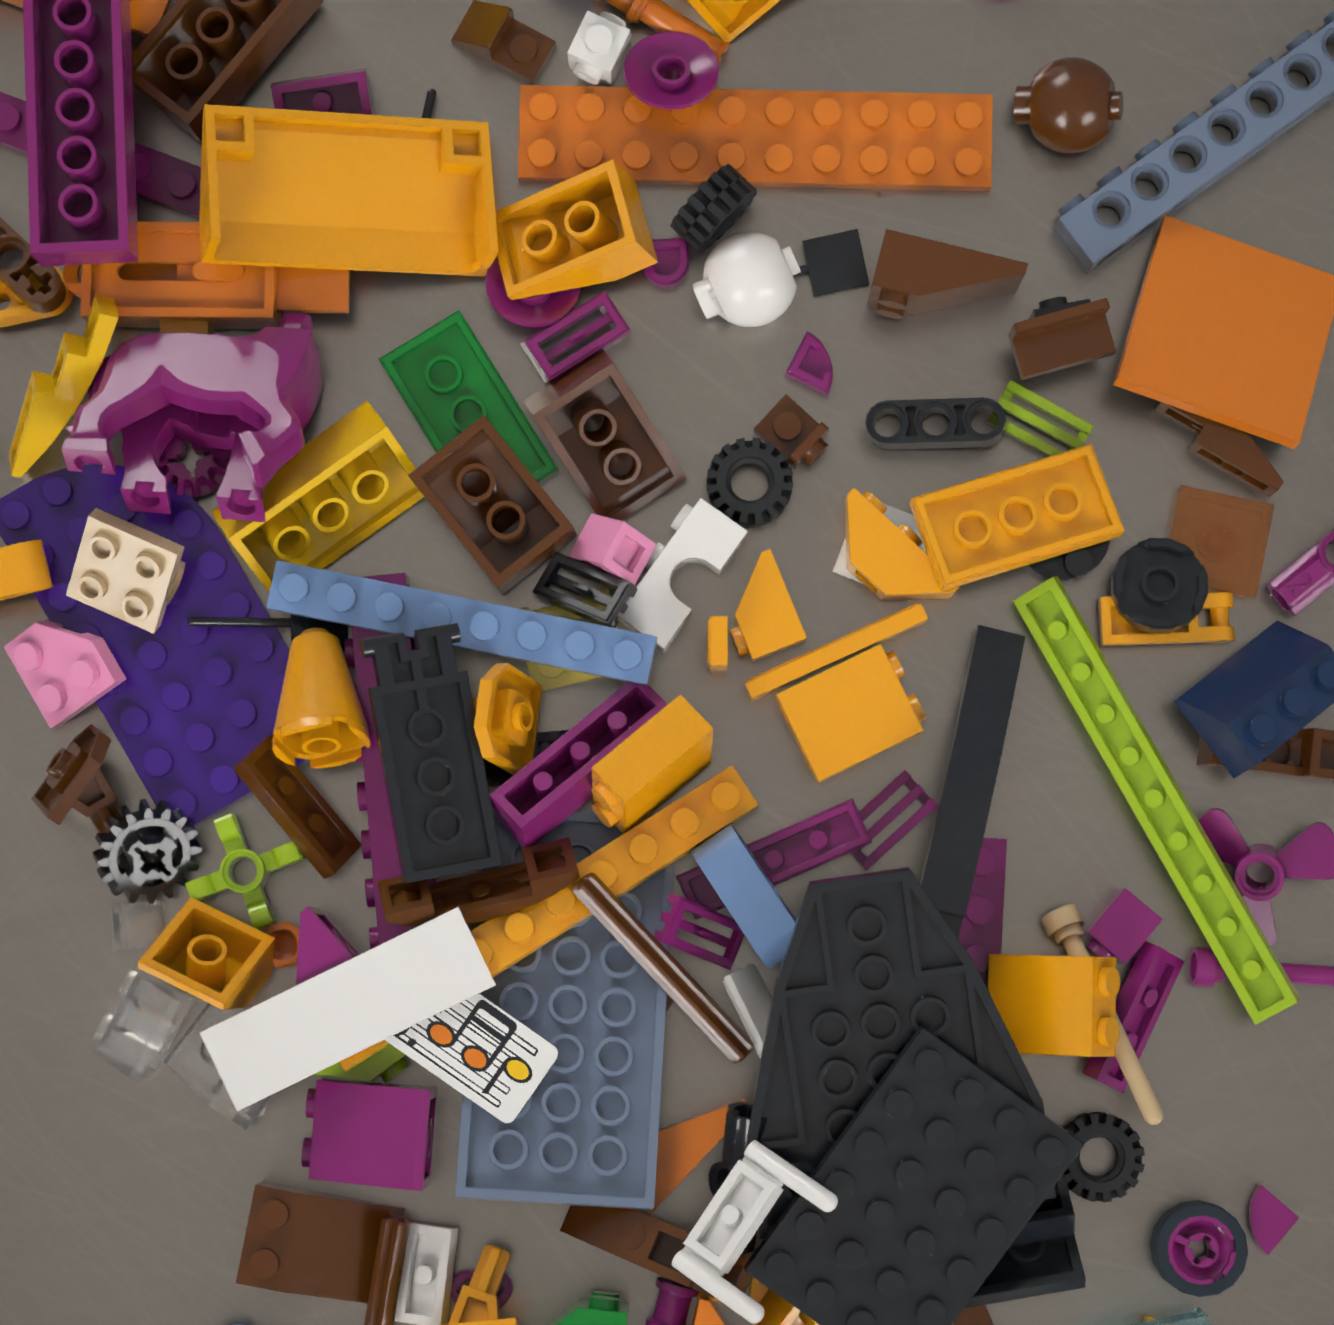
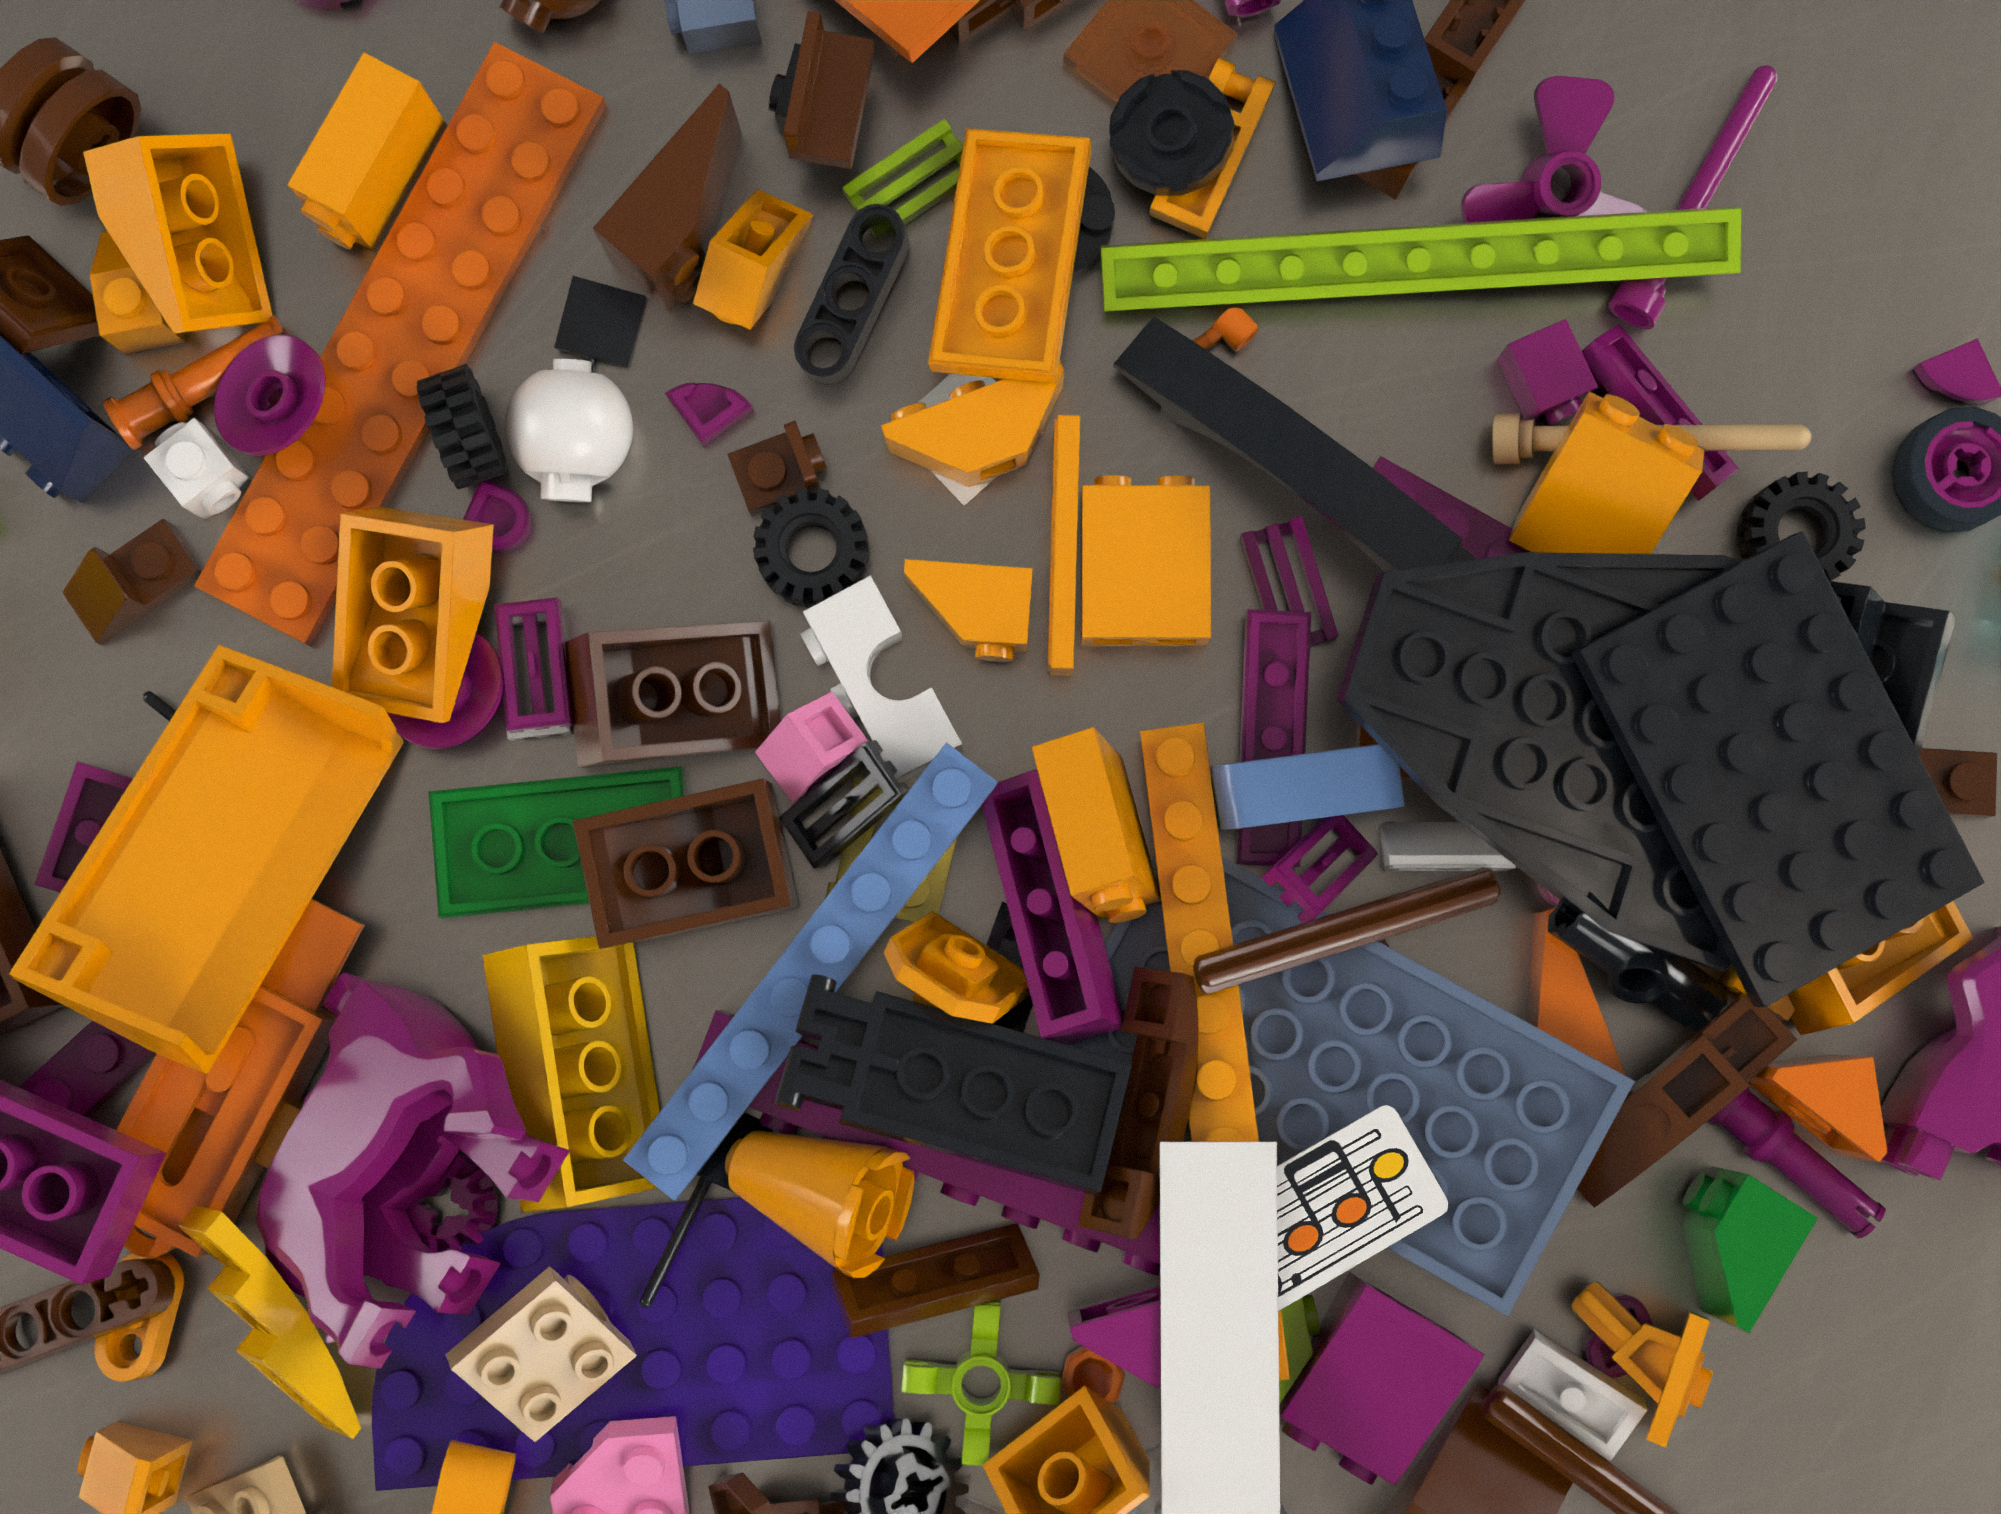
camera: 65 degrees left, 0 degrees up
(717, 645) = (989, 677): light orange tile -> none
(734, 1219) = (1697, 988): white plate -> none
(866, 51) = (367, 154): none -> light orange brick
(929, 343) = (751, 259): none -> light orange slope
(1047, 693) = (1233, 327): none -> orange hand

